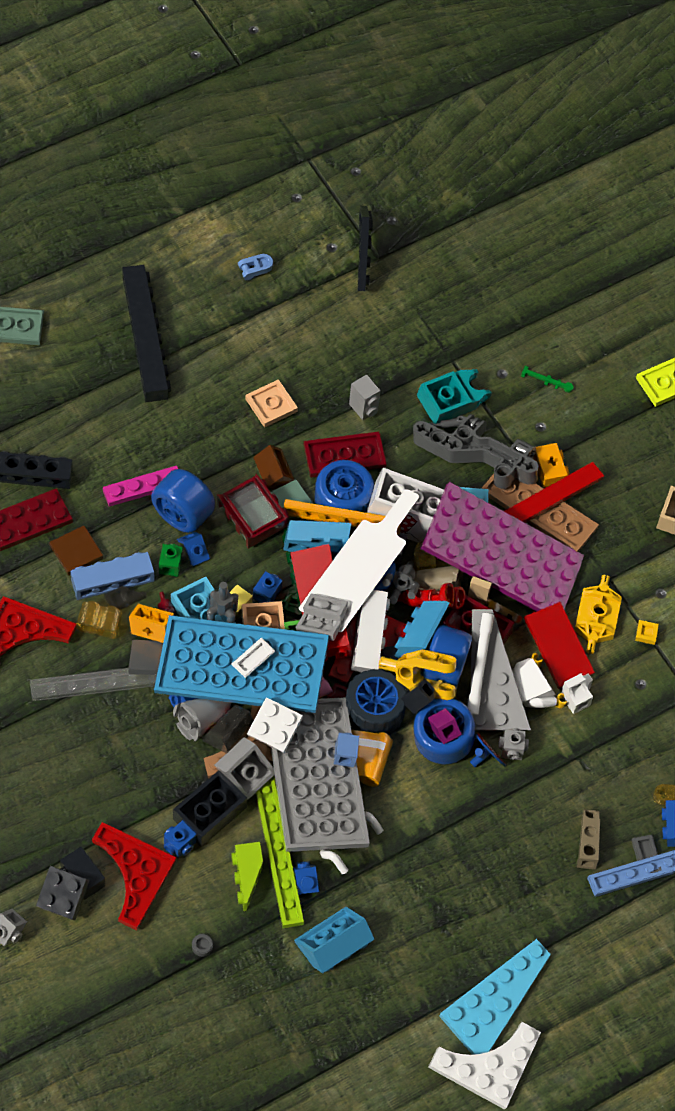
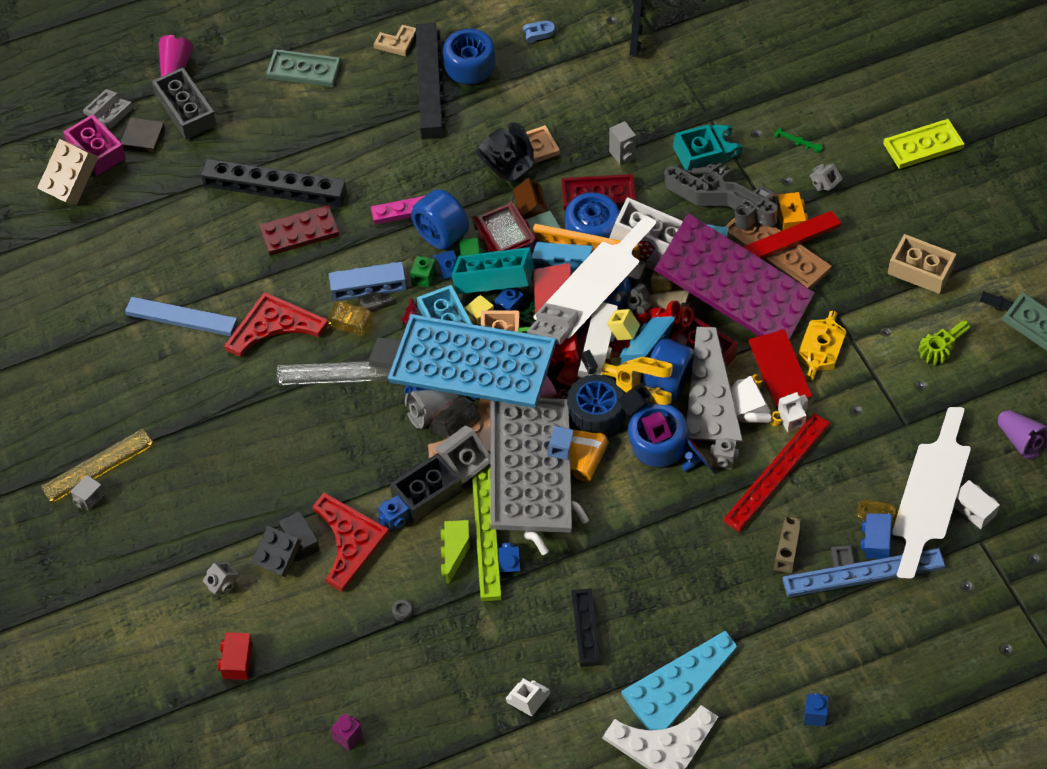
camera: 15 degrees right, 5 degrees down
(36, 1012) = (236, 656): none -> red brick
(76, 549) = (337, 257): reddish brown tile -> none
(102, 290) = (396, 44): none -> tan tile
(149, 622) = (392, 321): light orange brick -> none
(165, 1084) = (346, 731): none -> magenta brick
(186, 303) = (469, 56): none -> blue wheel
(218, 535) = (469, 246): none -> green brick
(223, 603) = (461, 304): dark grey plant -> none
(242, 415) = (507, 152): none -> black piece
(248, 557) = (493, 271): none -> teal brick
(253, 657) = (482, 354): white tile -> none
(275, 725) = (495, 415): white plate -> none
(335, 939) = (529, 615): dark azure slope -> none
(345, 1028) = (528, 696): none -> white brick
(365, 658) = (589, 362): none -> black tile
(395, 947) = (586, 627): none -> black plate
(396, 612) = (623, 324): none -> light yellow brick
(479, 590) = (708, 313): tan tile -> none
(485, 631) = (706, 346): white piece -> none
(504, 611) = (731, 334): dark brown tile -> none
(567, 760) = (776, 472): none -> red tile
(582, 423) = (825, 177): none -> light grey brick
(637, 1016) = (816, 709): none -> blue brick
(646, 632) = (867, 363): yellow plate -> none

